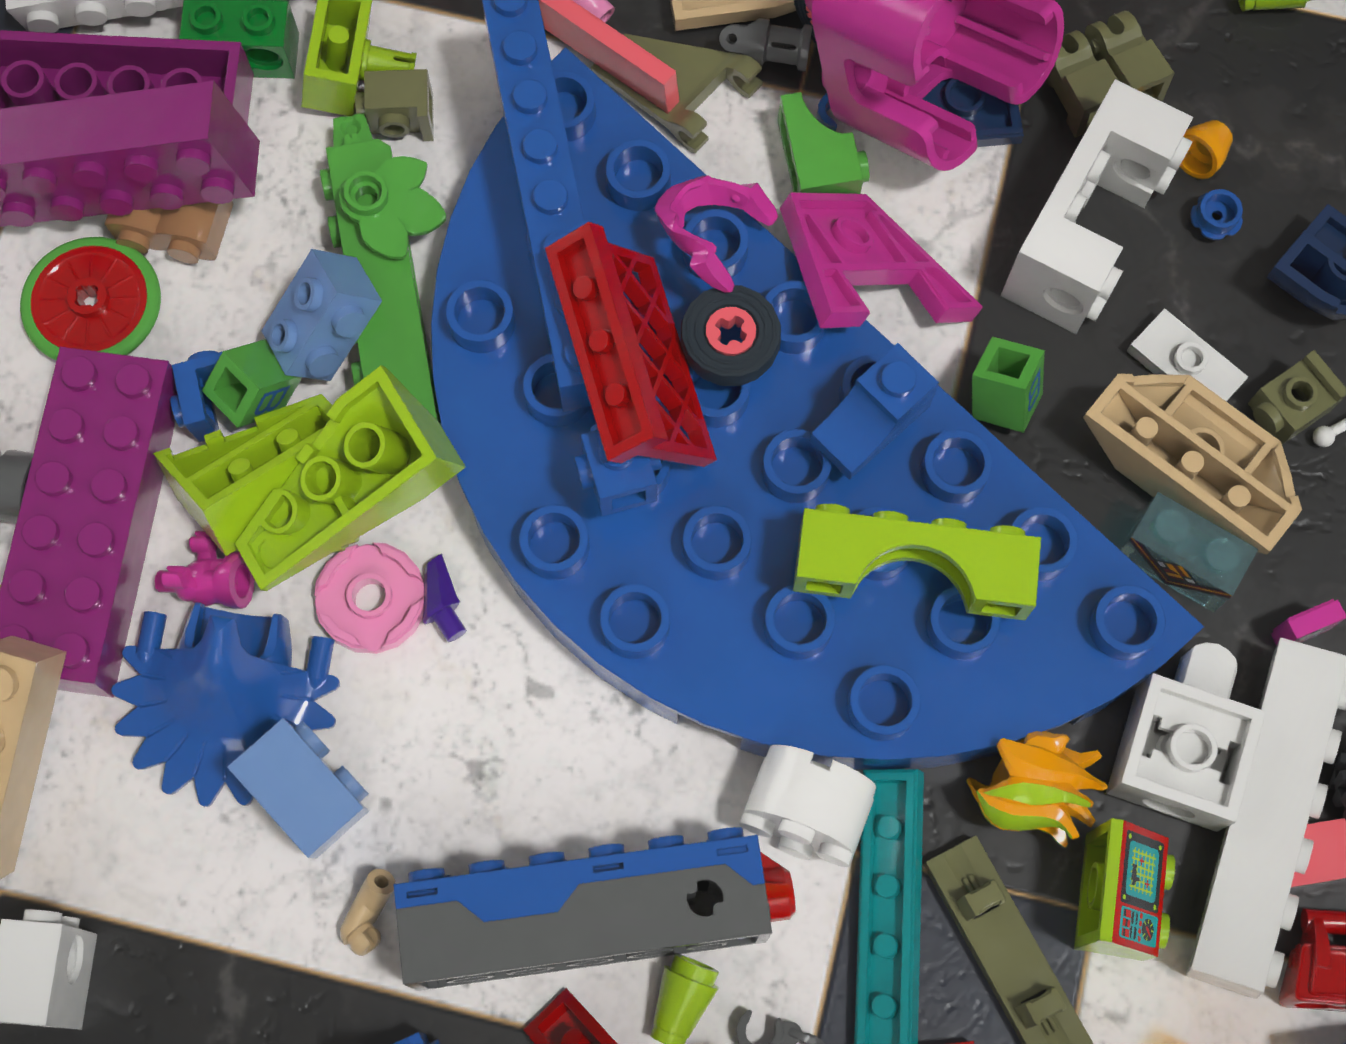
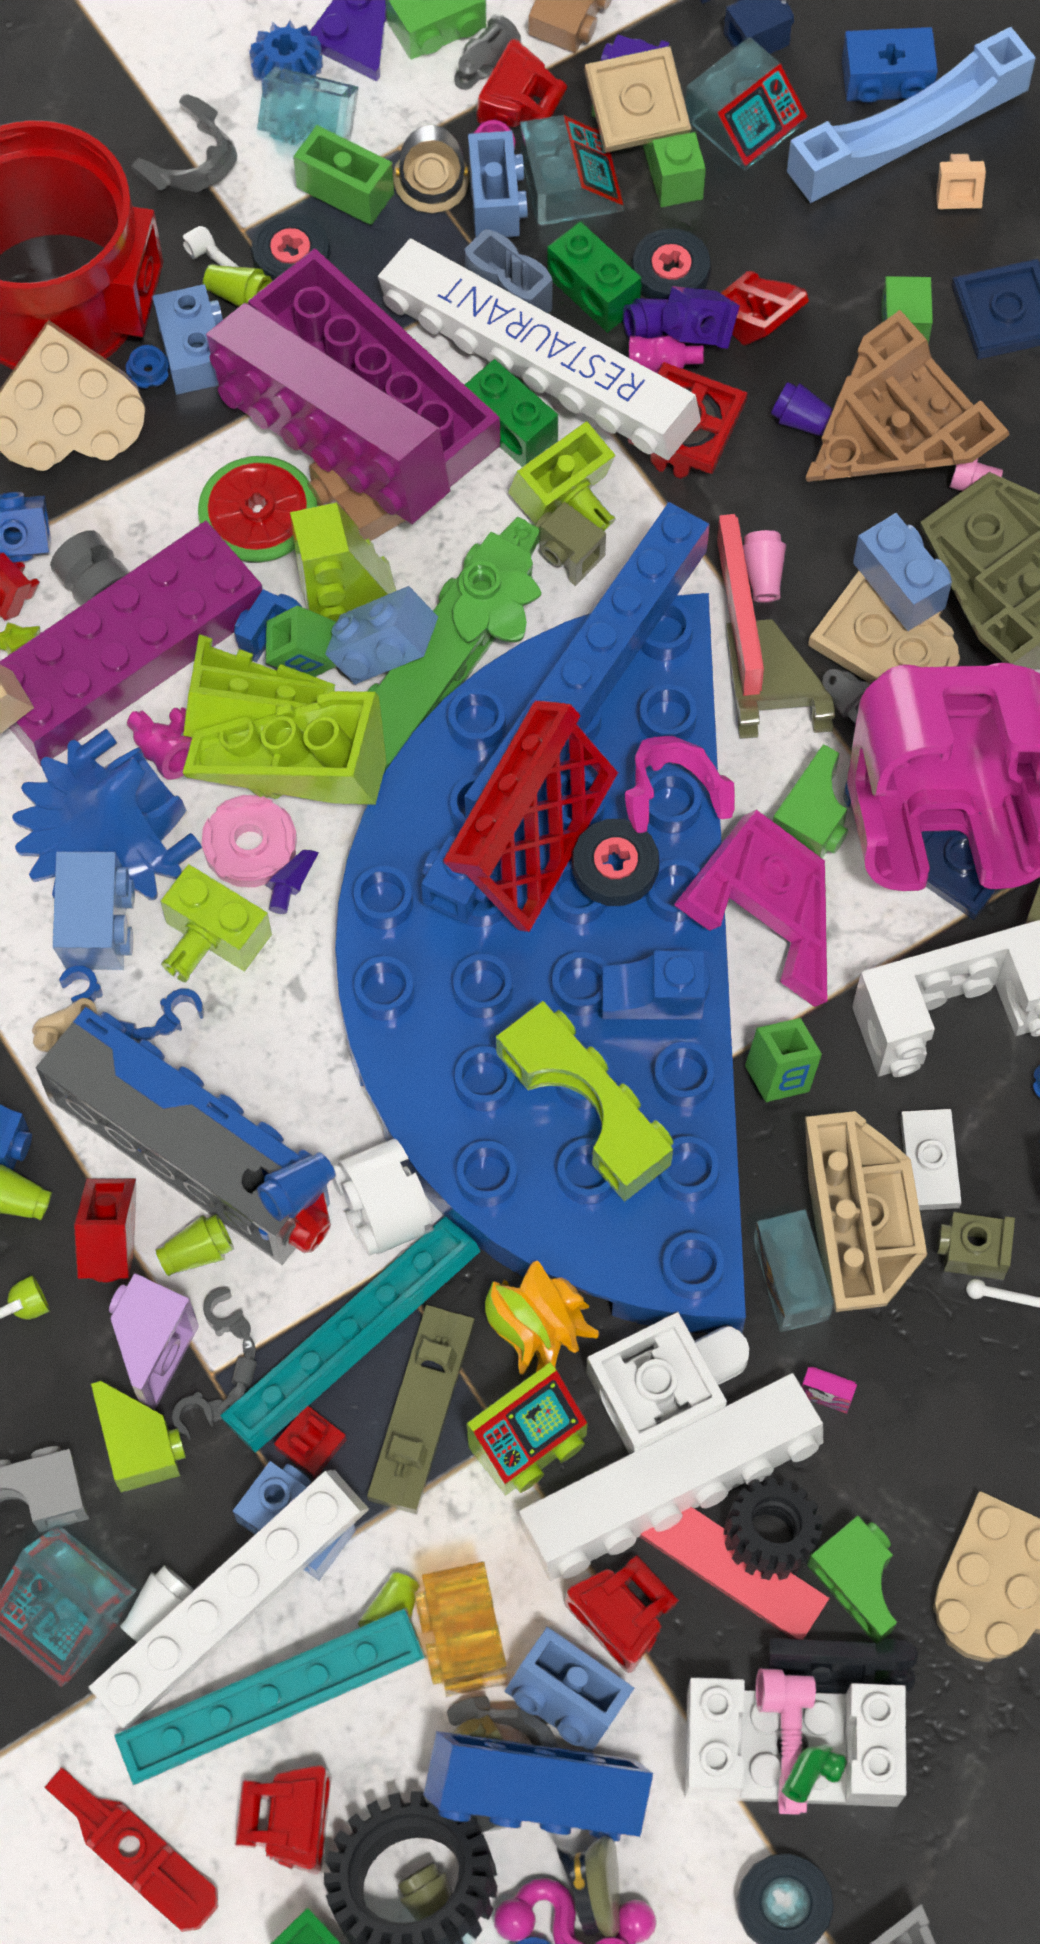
camera: 45 degrees right, 5 degrees down
(218, 288) = (336, 563): none -> lime wedge
(414, 697) = (213, 921): none -> lime brick
(457, 827) = (165, 1024): none -> blue piece
(752, 874) = (295, 1186): none -> blue cone

